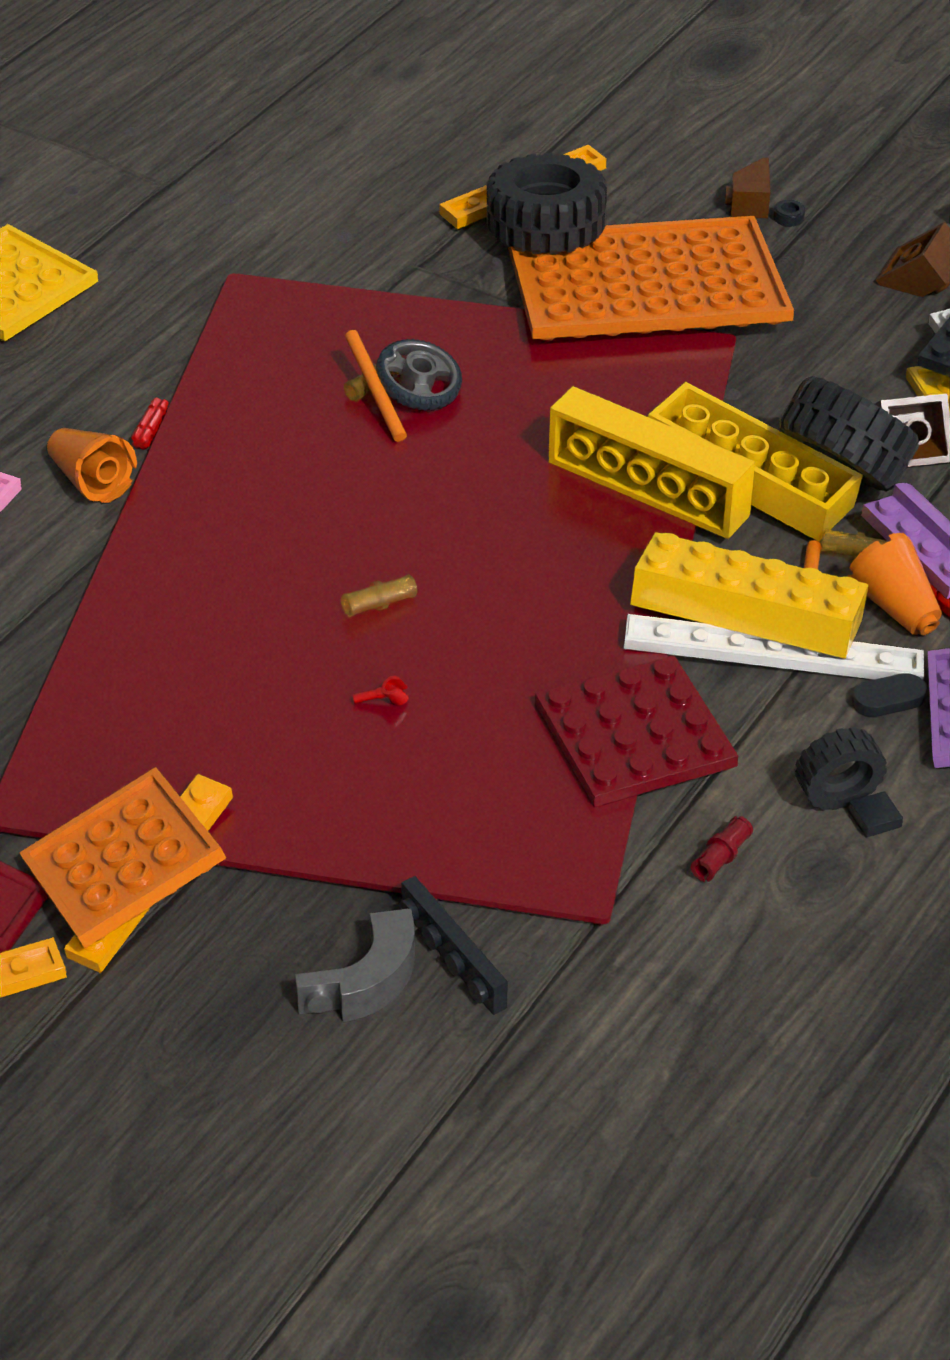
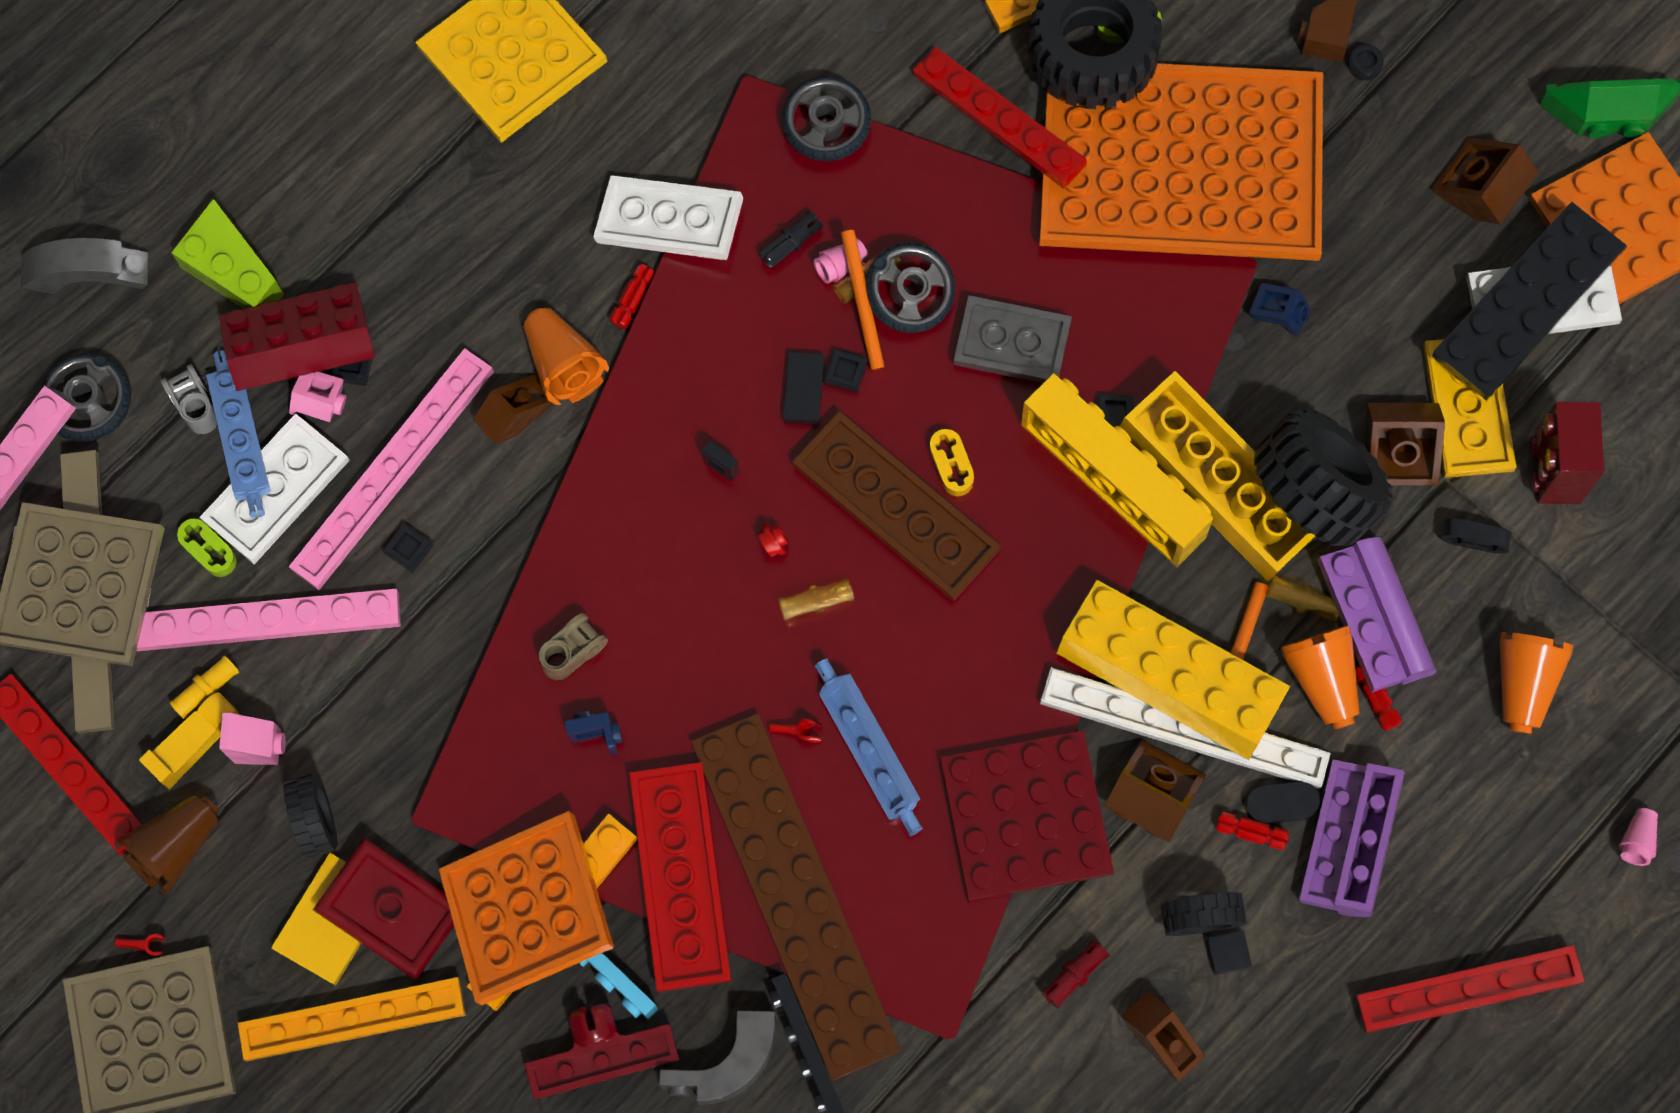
camera: 15 degrees right, 30 degrees up
(43, 505) = (512, 409): none -> reddish brown slope
(134, 660) = (573, 646): none -> dark tan piece
(170, 714) = (589, 726): none -> dark blue bracket
(176, 360) = (668, 217): none -> white plate
(221, 982) = (599, 1053): none -> dark red plate
(228, 916) = (611, 977): none -> medium azure plate
(261, 509) = (720, 461): none -> black tile
(285, 821) = (680, 877): none -> red plate
(297, 361) = (790, 240): none -> black axle
(313, 282) = (809, 95): none -> flat silver wheel
(326, 557) = (773, 539): none -> red plate
(332, 457) = (804, 388): none -> black tile
(340, 370) = (832, 263): none -> bright pink cone
(370, 442) = (846, 371): none -> black tile
(414, 824) = (796, 898): none -> reddish brown plate
(443, 522) = (896, 506): none -> reddish brown plate
(461, 692) = (869, 746): none -> medium blue plate
(473, 267) = (1000, 117): none -> red plate
(495, 486) = (959, 459): none -> yellow beam
(517, 399) = (1012, 340): none -> flat silver plate
(758, 698) = (1154, 791): none -> reddish brown slope
(767, 357) = (1281, 307): none -> dark blue bracket
(831, 881) = (1163, 1035): none -> reddish brown slope
(866, 718) = (1252, 830): none -> red axle

